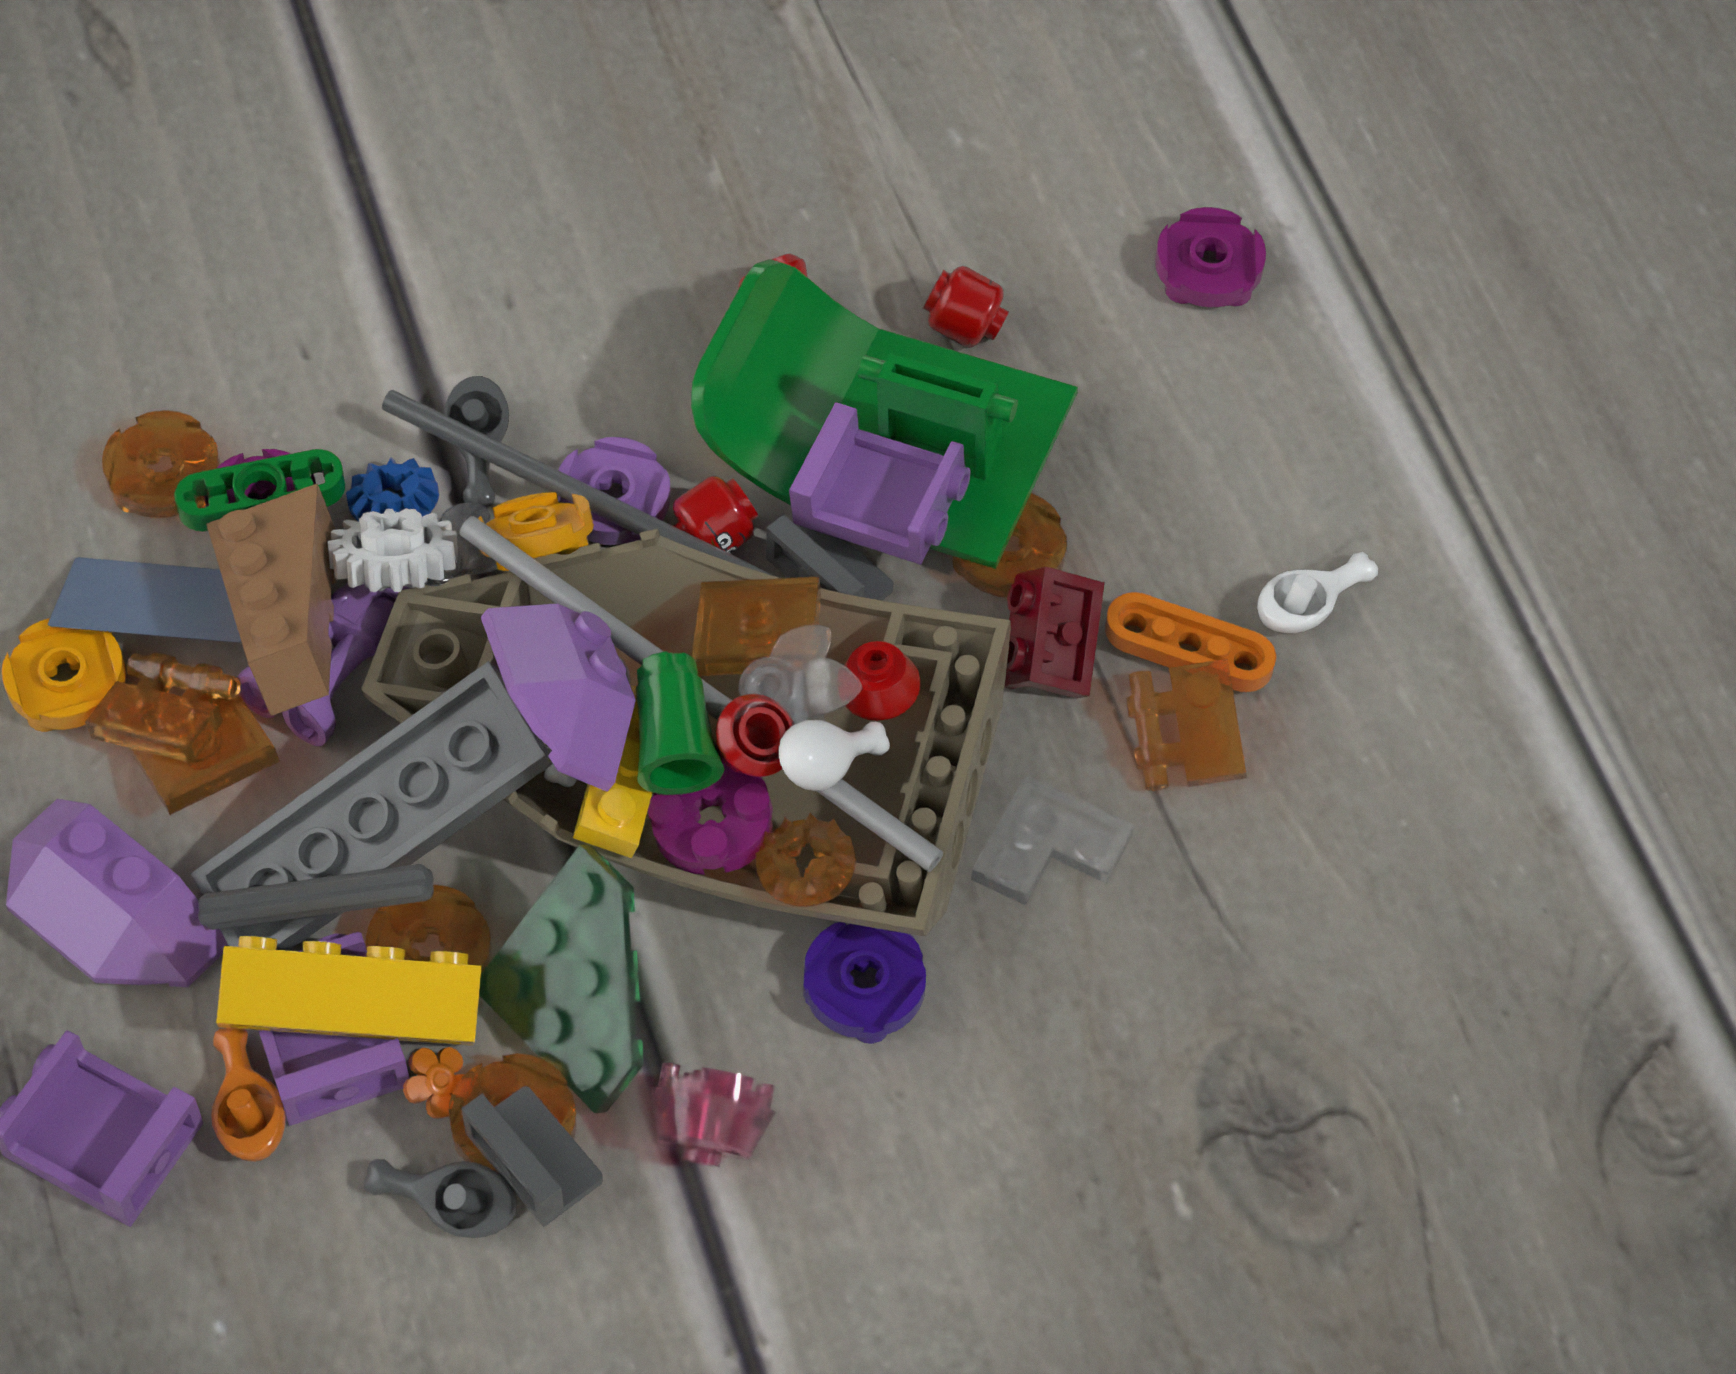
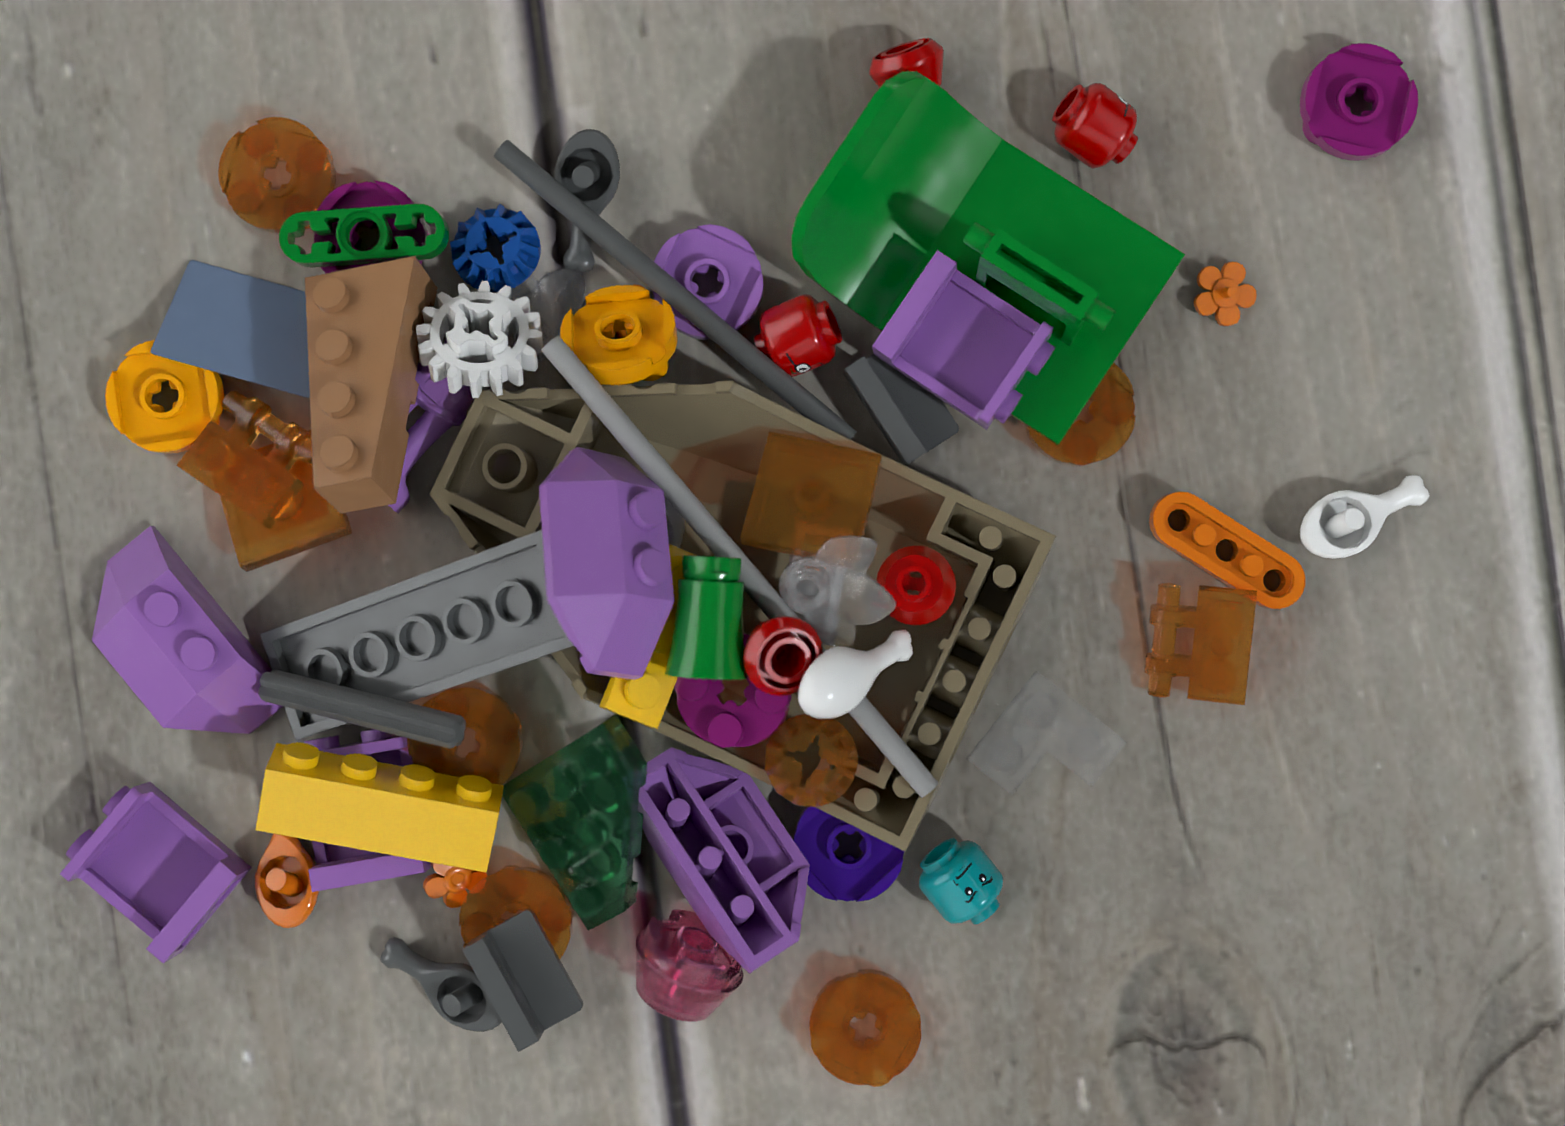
camera: 15 degrees right, 30 degrees up
(725, 989) = (726, 854): none -> medium lavender wedge
(917, 1128) = (874, 1059): none -> clear orange plate
(992, 986) = (961, 881): none -> teal head
(1053, 631) = (1097, 524): dark red bracket -> none
(1126, 431) = (1223, 293): none -> orange plant

